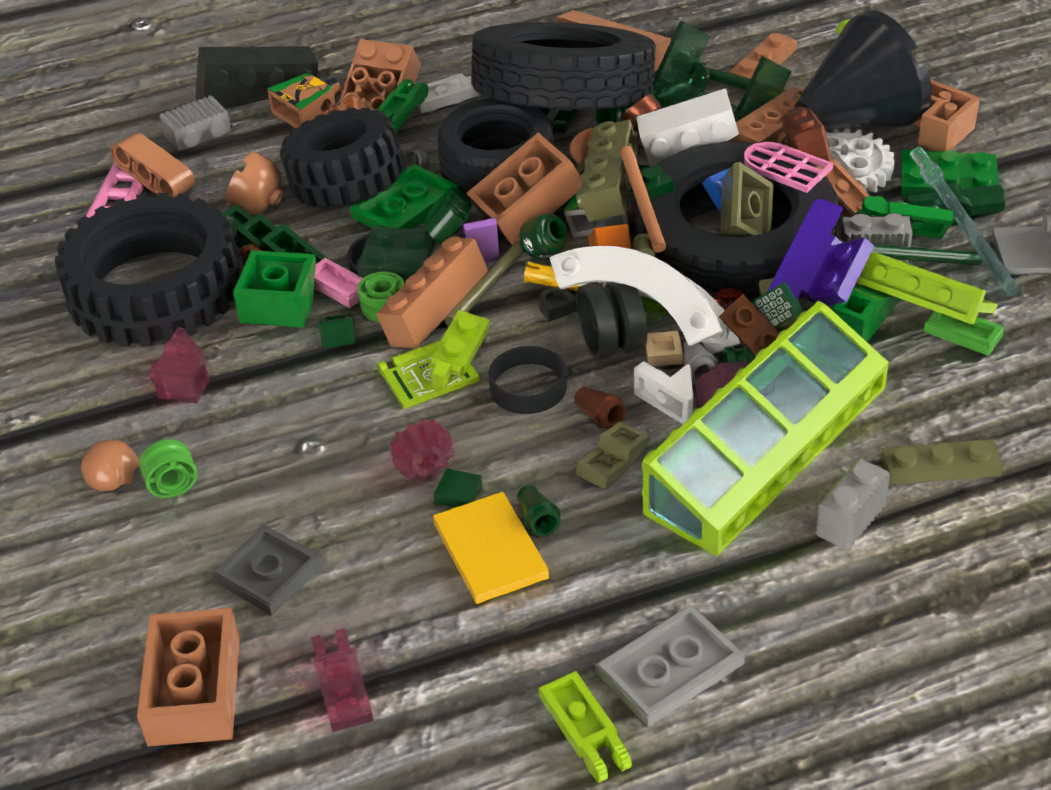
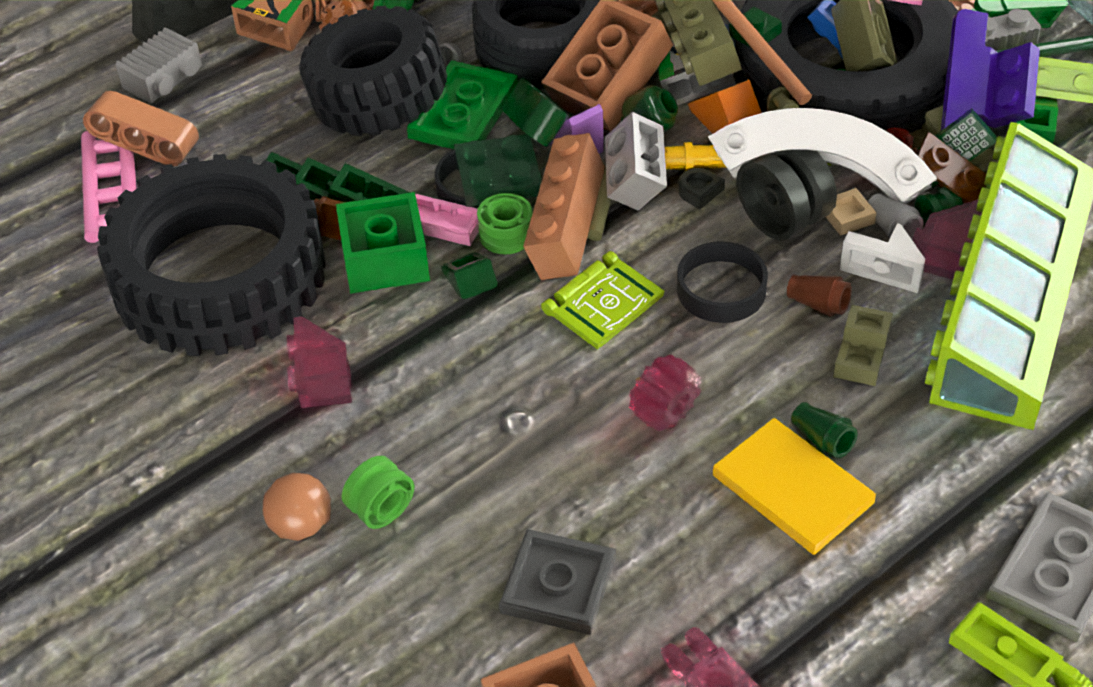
camera: 20 degrees left, 5 degrees up
(256, 185) = (284, 125): nougat cylinder -> none
(457, 348) = (627, 263): lime hinge -> none
(457, 488) = (719, 427): dark green tile -> none
(506, 270) = (635, 161): none -> light grey brick

